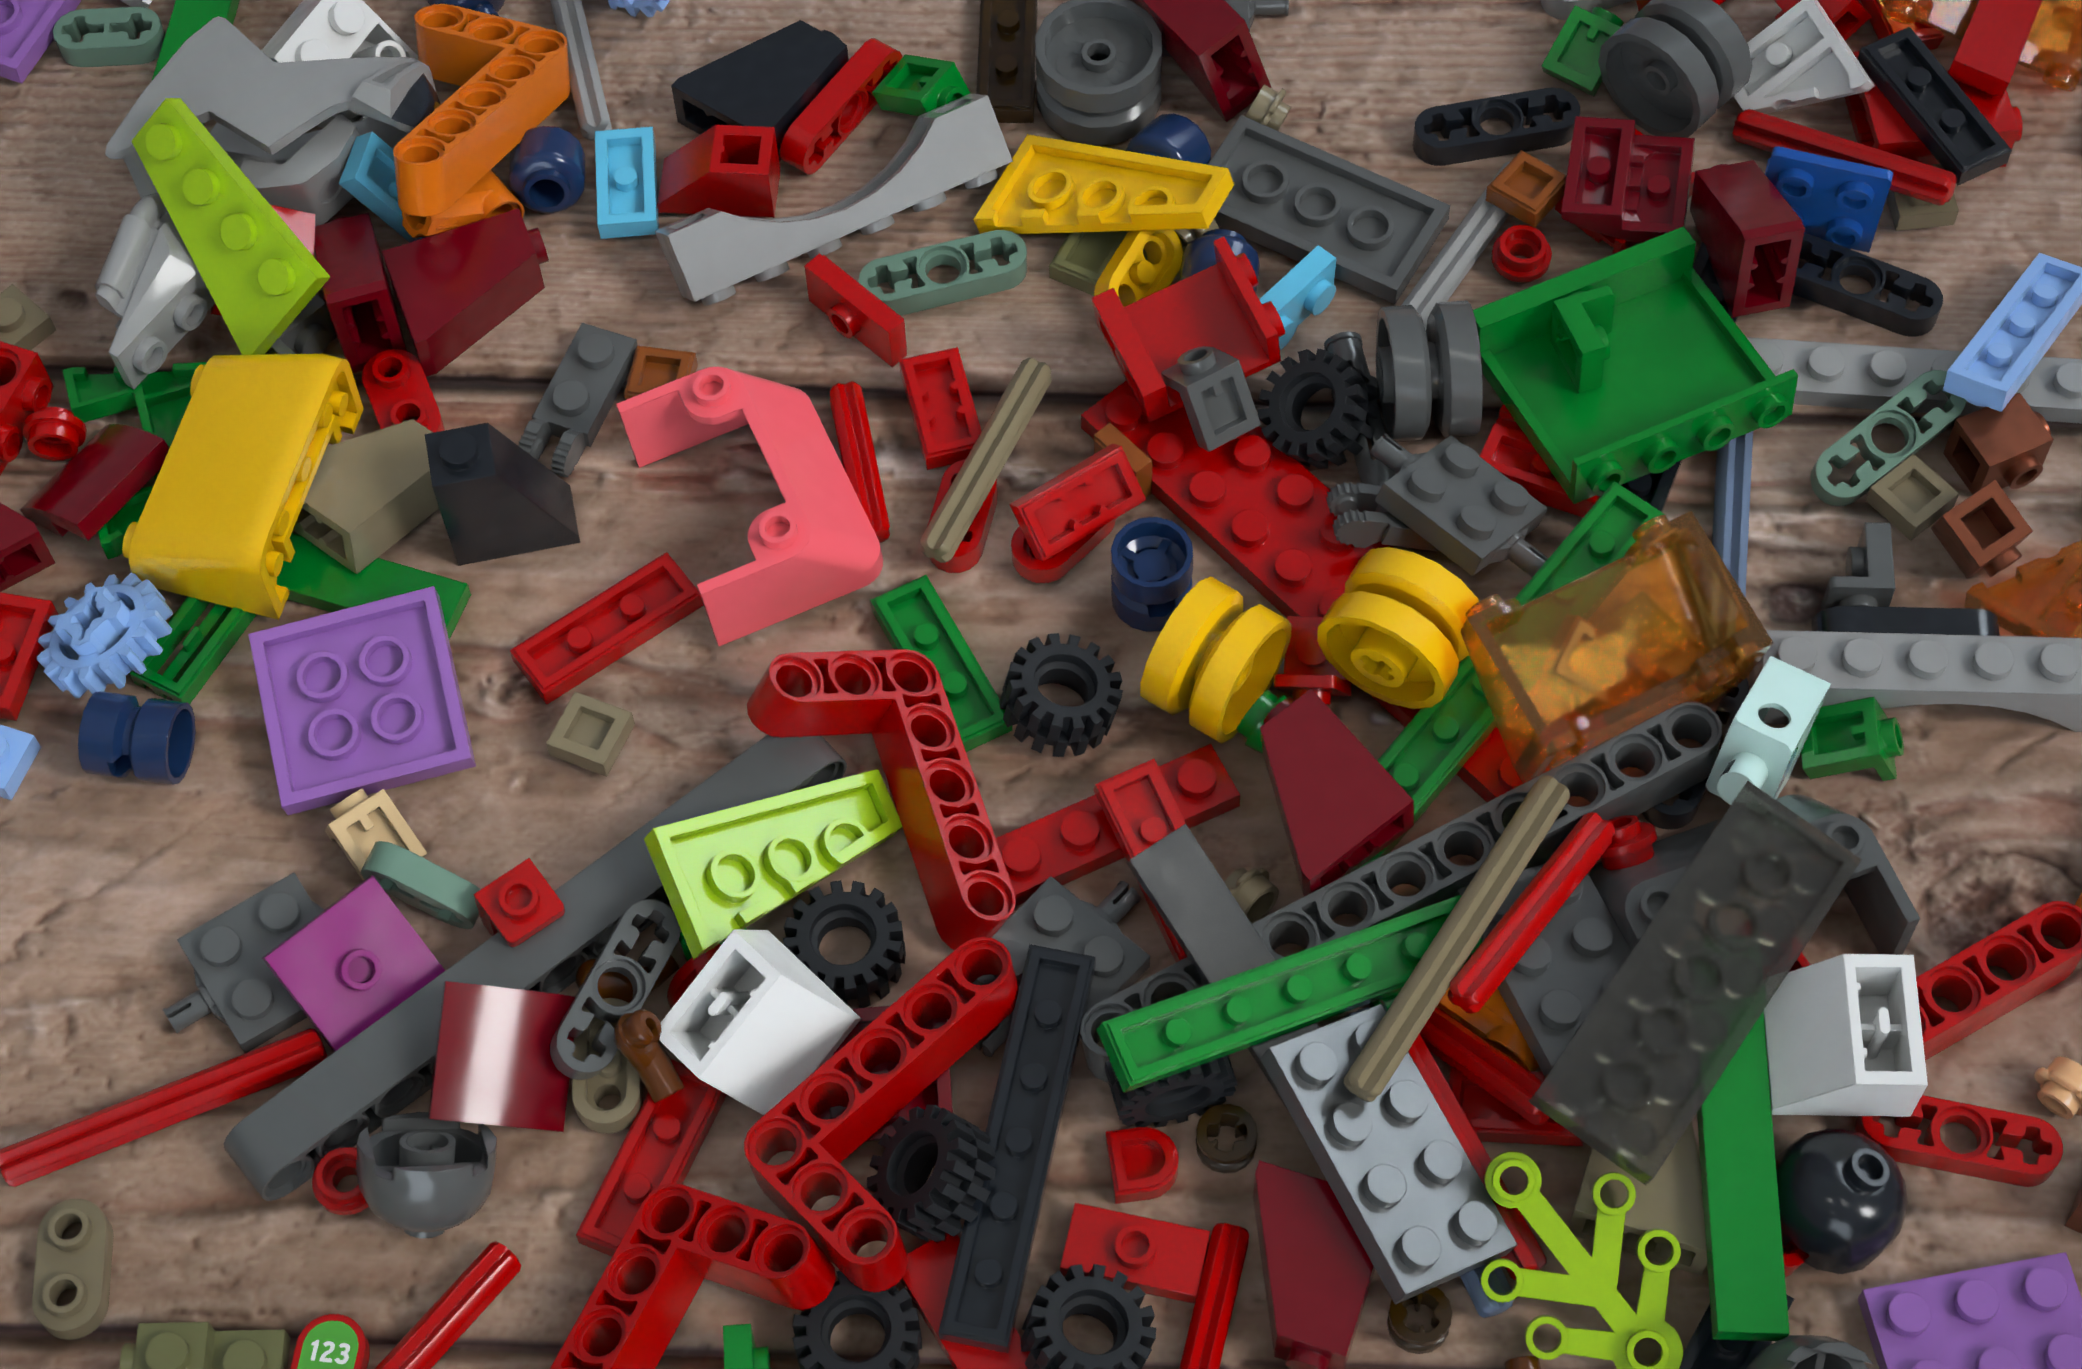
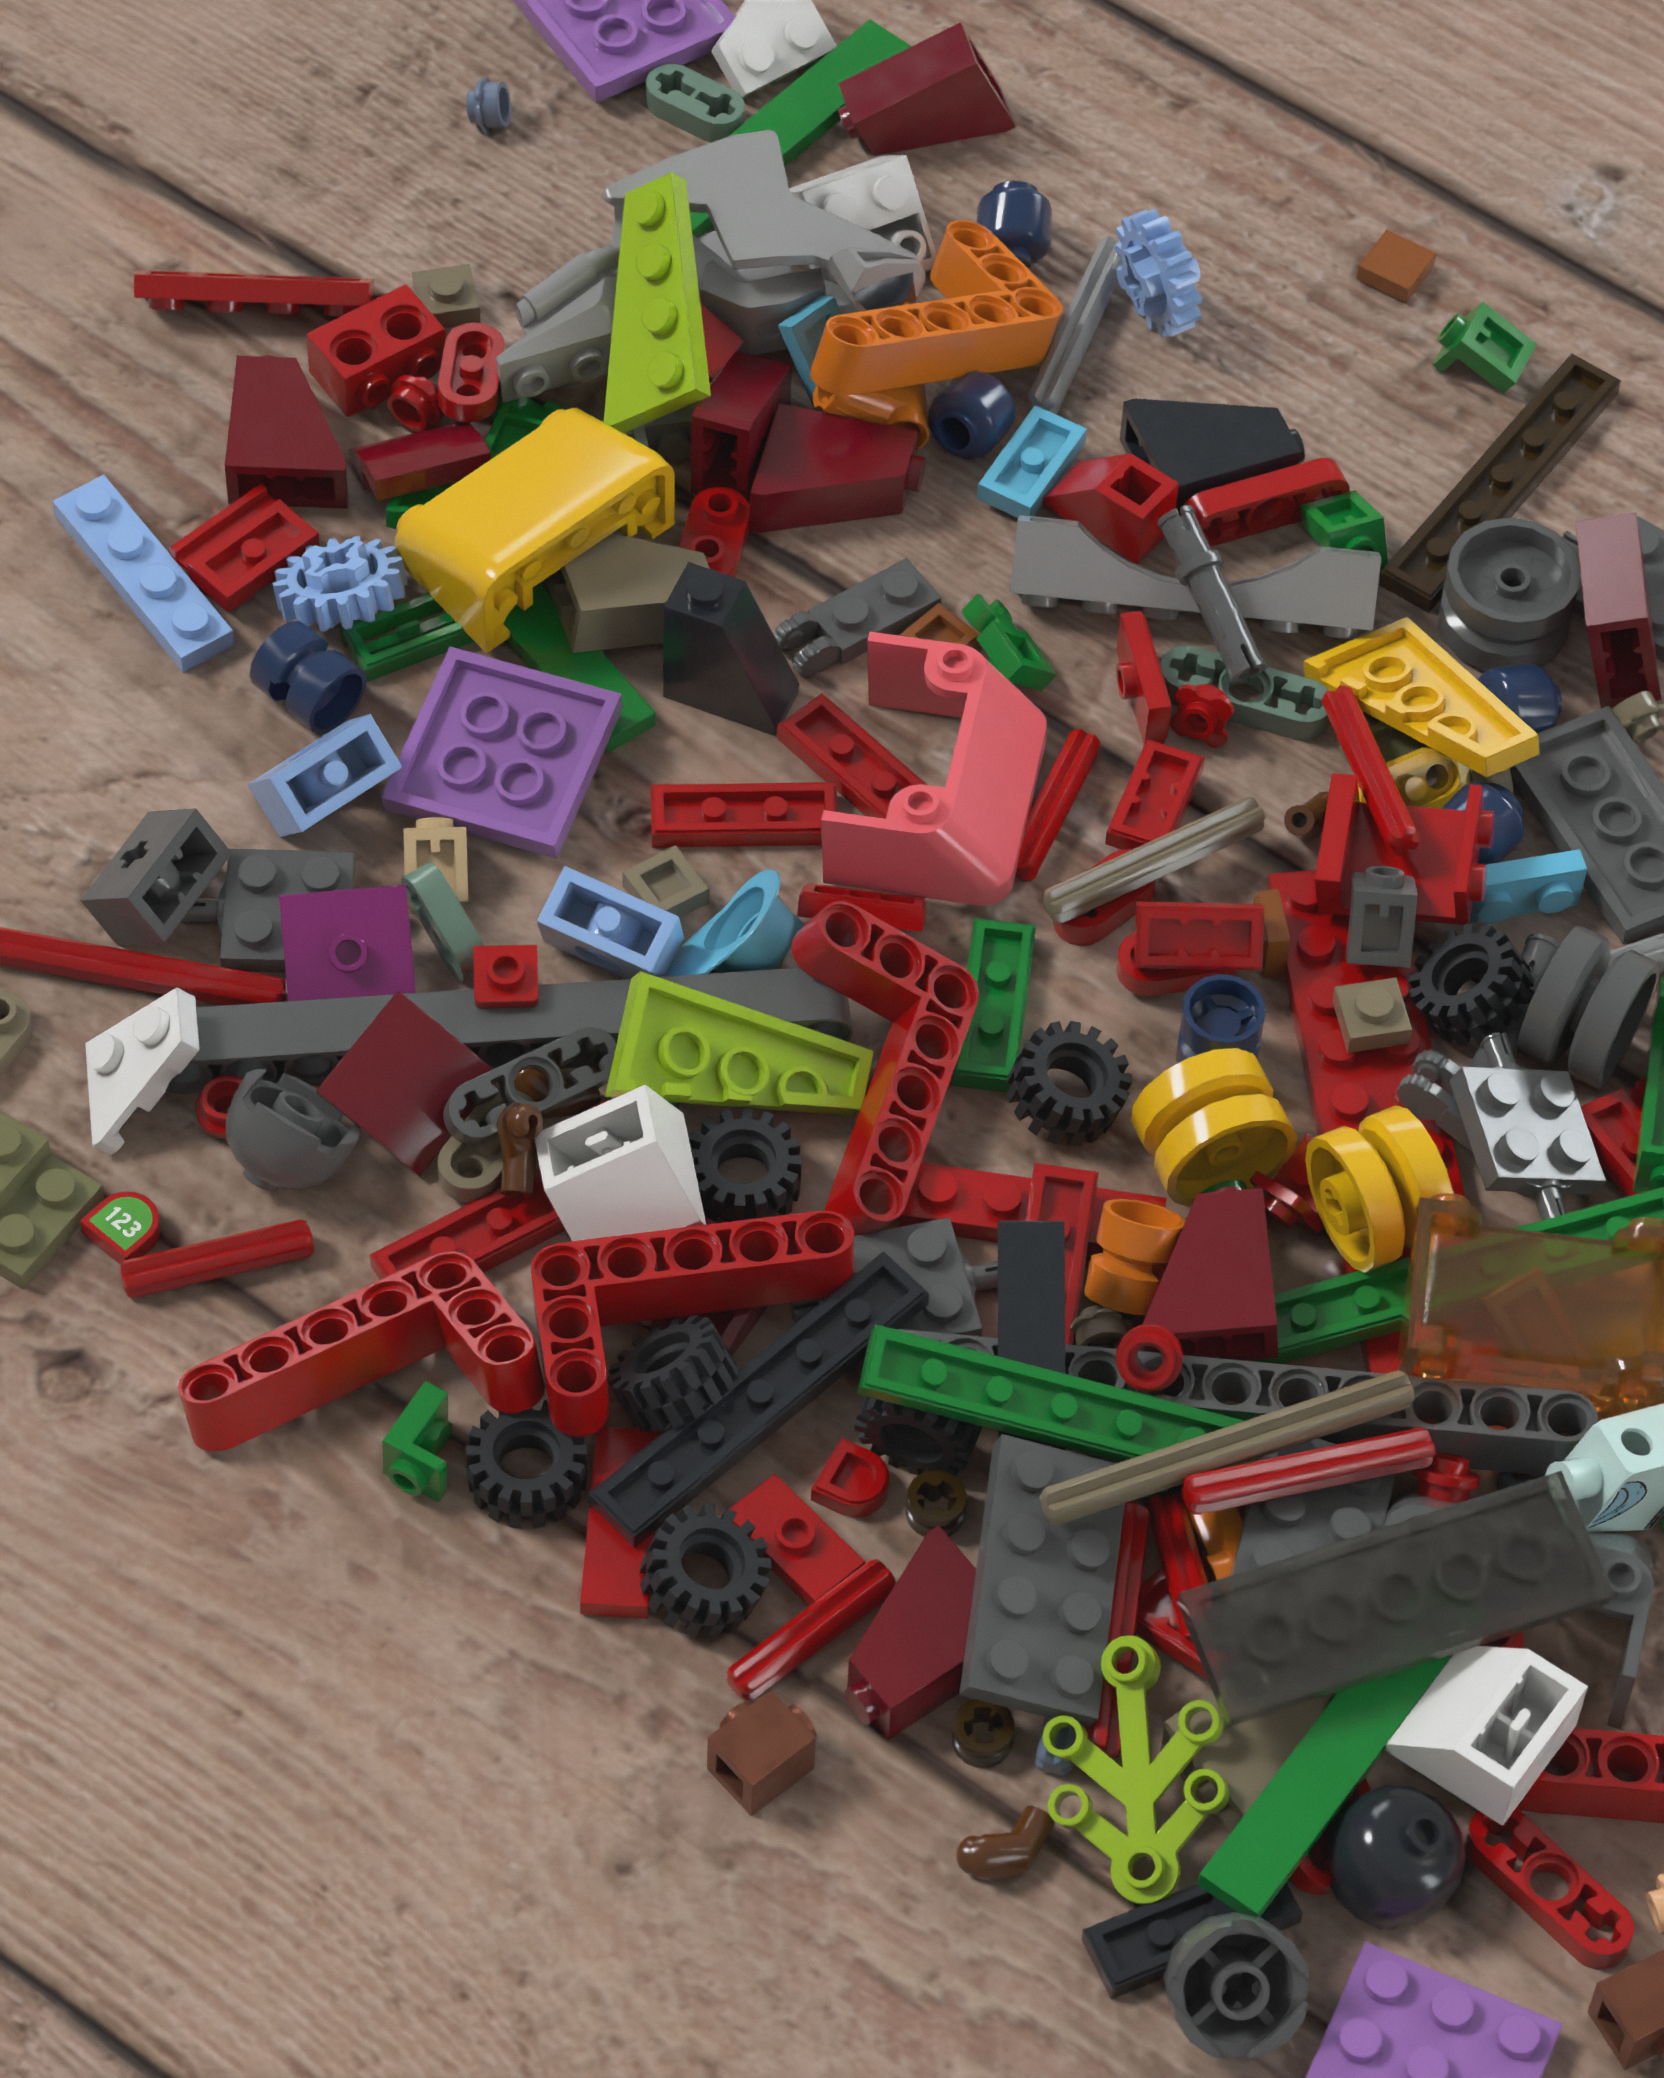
camera: 30 degrees right, 5 degrees down
(89, 378) = (469, 372): none -> red plate
(130, 1008) = (156, 876): none -> dark grey brick
(219, 819) = (324, 775): none -> light blue brick
(238, 1195) = (136, 1062): none -> white wing
(576, 801) = (609, 927): none -> light blue brick
(663, 523) = (846, 755): none -> red tile
(689, 738) = (745, 935): none -> medium azure piece
(722, 347) = (1009, 649): none -> green plate
(753, 655) = (897, 910): none -> red plate
(859, 198) = (1201, 571): none -> dark grey pin
(927, 299) = (1209, 703): none -> red plate
(1079, 341) = (1307, 819): none -> reddish brown arm
(1104, 273) = (1371, 770): none -> red axle
(1236, 812) = (1136, 1251): none -> orange wheel
(1261, 483) = (1372, 1015): none -> dark tan plate
(1343, 909) = (1142, 1376): none -> red plate

